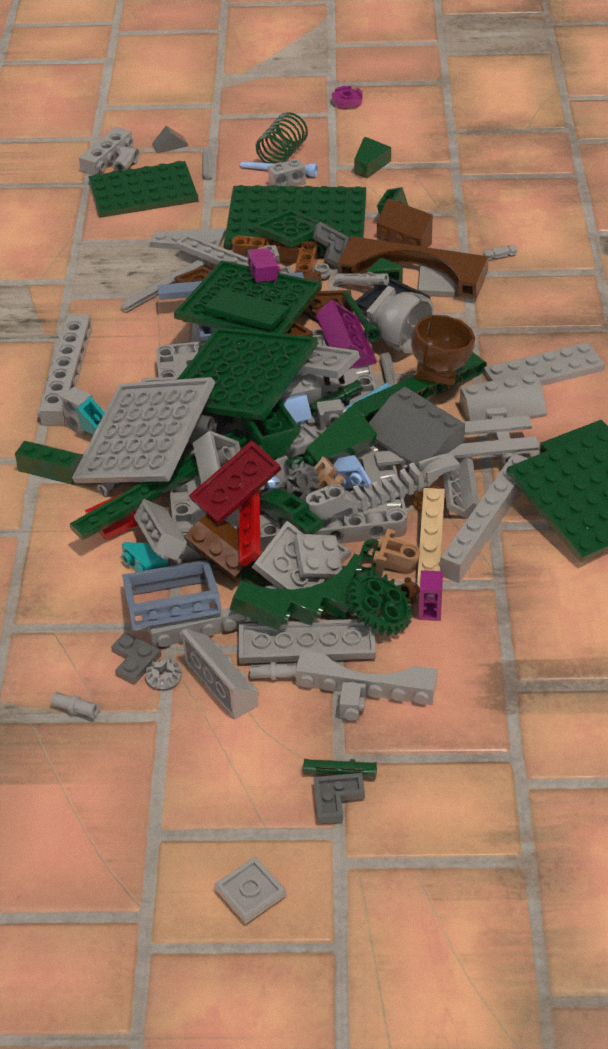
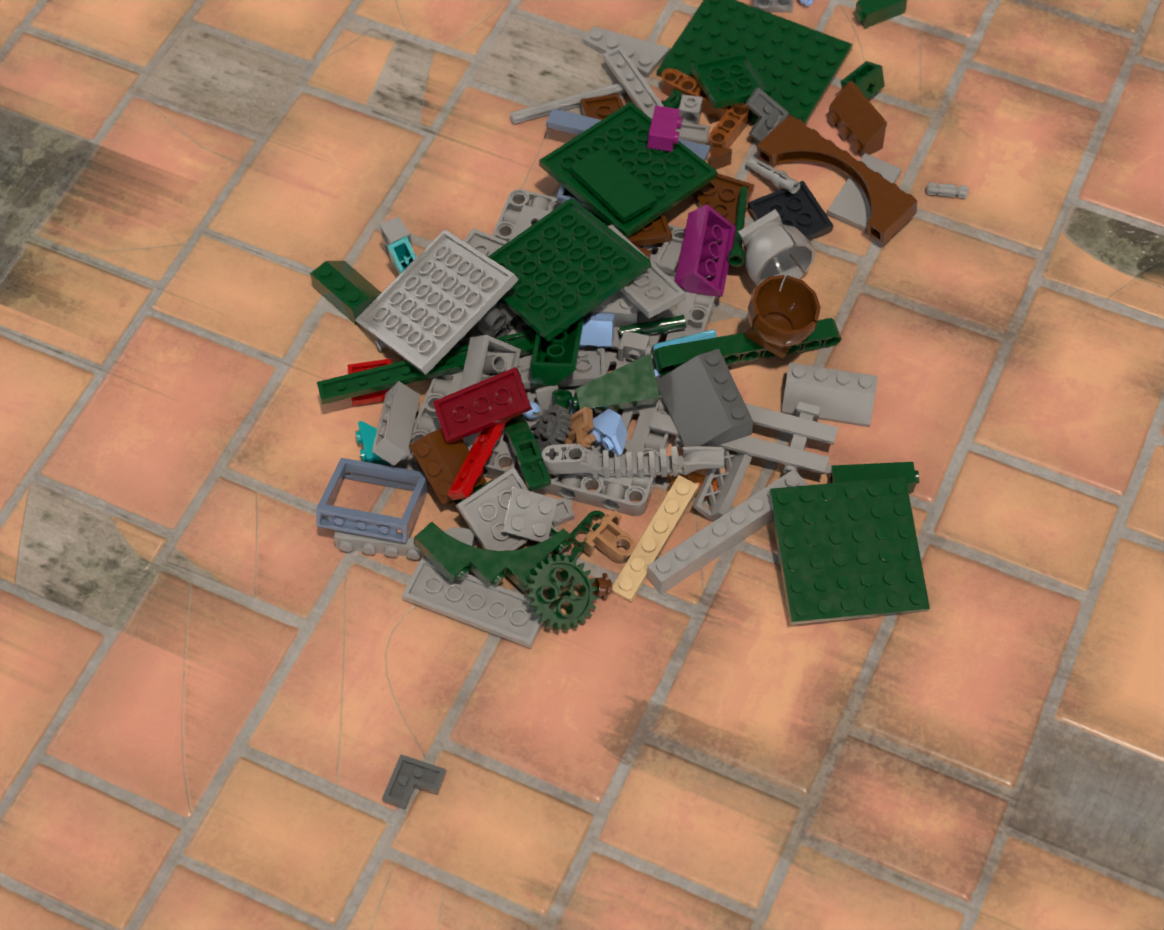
camera: 25 degrees right, 15 degrees up
(65, 368) = (416, 176): light grey brick -> none
(75, 704) = (233, 582): light grey pin -> none
(137, 657) = (317, 555): dark grey plate -> none
(168, 679) = (329, 590): light grey gear -> none
(219, 674) = (375, 605): light grey slope -> none
(250, 890) = (287, 842): light grey plate -> none
(273, 671) = (428, 622): light grey pin -> none
(312, 766) = (432, 754): dark green pin -> none
(324, 269) = (740, 145): light grey plate -> none
(352, 700) = (479, 688): light grey brick -> none
(385, 266) = (804, 170): dark green slope -> none
(388, 368) = (735, 309): light grey axle -> none
(410, 685) = (545, 694): light grey arch -> none
(430, 595) = (614, 604): magenta brick -> none
(550, 366) = (906, 365): light grey plate -> none

